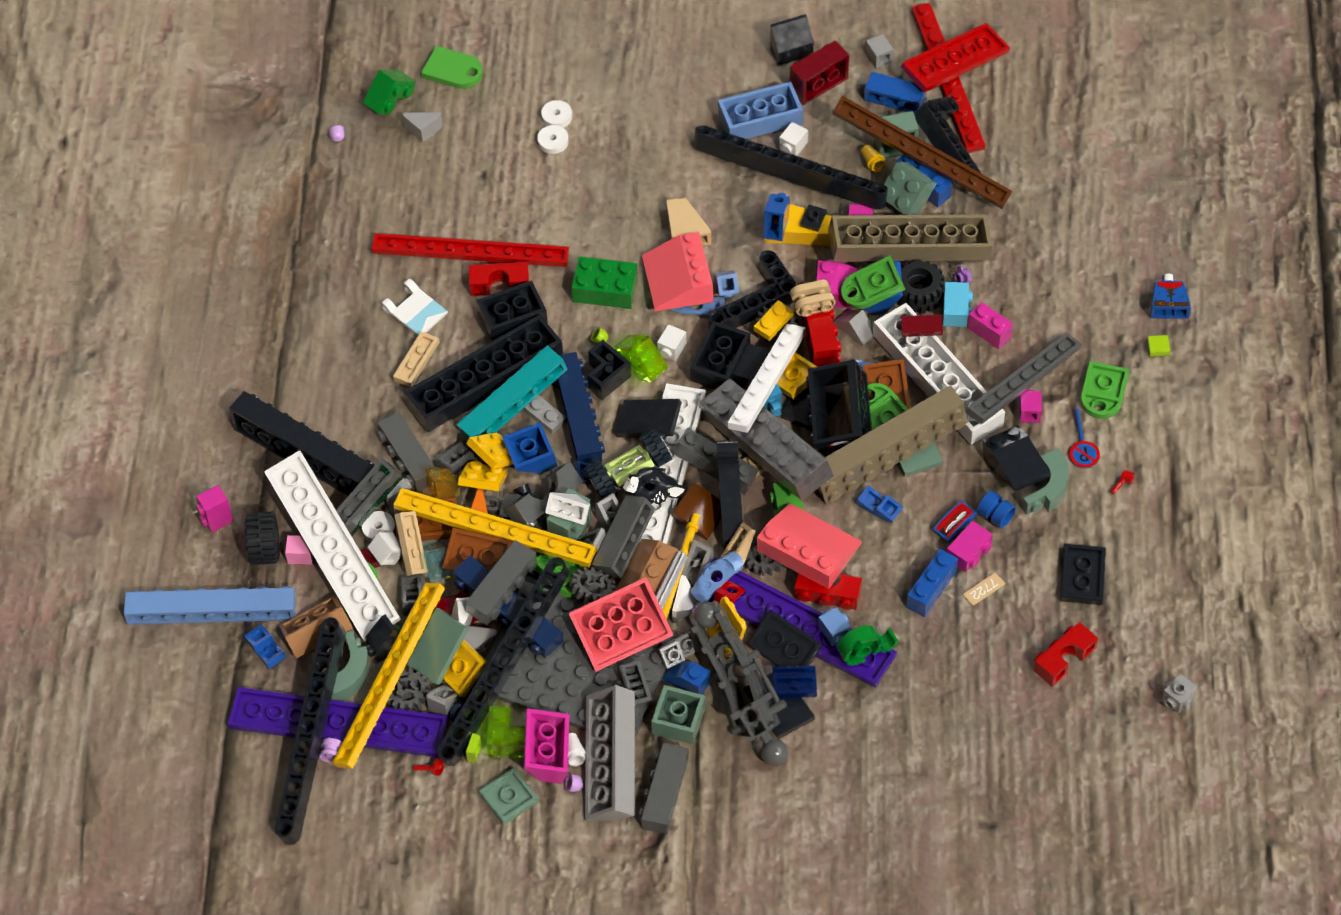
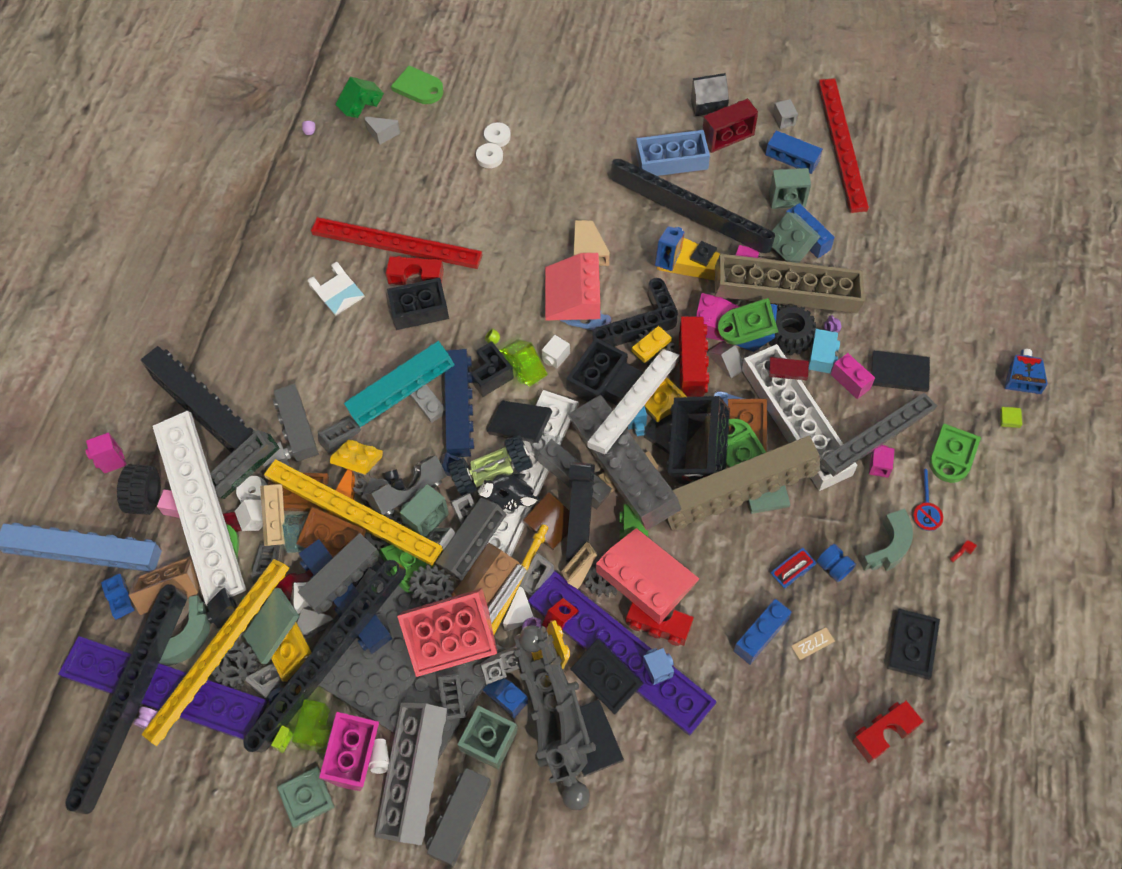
camera: 10 degrees right, 5 degrees up
(416, 359) = (325, 335): tan plate -> none
(436, 768) = (243, 754): red hand -> none
(442, 483) = (317, 458): clear yellow slope -> none
(478, 374) = (375, 357): black brick -> none
(491, 449) = (372, 433): yellow plate -> none
(530, 449) = (404, 437): blue slope -> none
(568, 507) = (421, 503): white slope -> none
(573, 783) = (371, 794): lavender hinge -> none
(604, 282) = (506, 287): green brick -> none
(705, 587) = (564, 584): medium blue piece -> none
(726, 283) = (615, 303): medium blue brick -> none
(793, 139) = (698, 180): white brick -> none
(795, 681) = (609, 719): clear blue plate -> none
(812, 298) = (689, 329): tan brick -> none
(864, 641) = (682, 690): green piece -> none
(873, 159) = (766, 207): yellow cone -> none
(878, 505) = (722, 540): blue slope -> none
(922, 152) = (812, 206): reddish brown plate -> none
(933, 119) = (825, 181): black beam -> none
(955, 57) = (851, 127): red plate -> none
(971, 546) = (805, 597): dark pink brick -> none
(1015, 458) = (861, 514): black slope -> none
(1040, 314) = (901, 371): none -> black tile
(1179, 694) = (1002, 798): light grey brick -> none

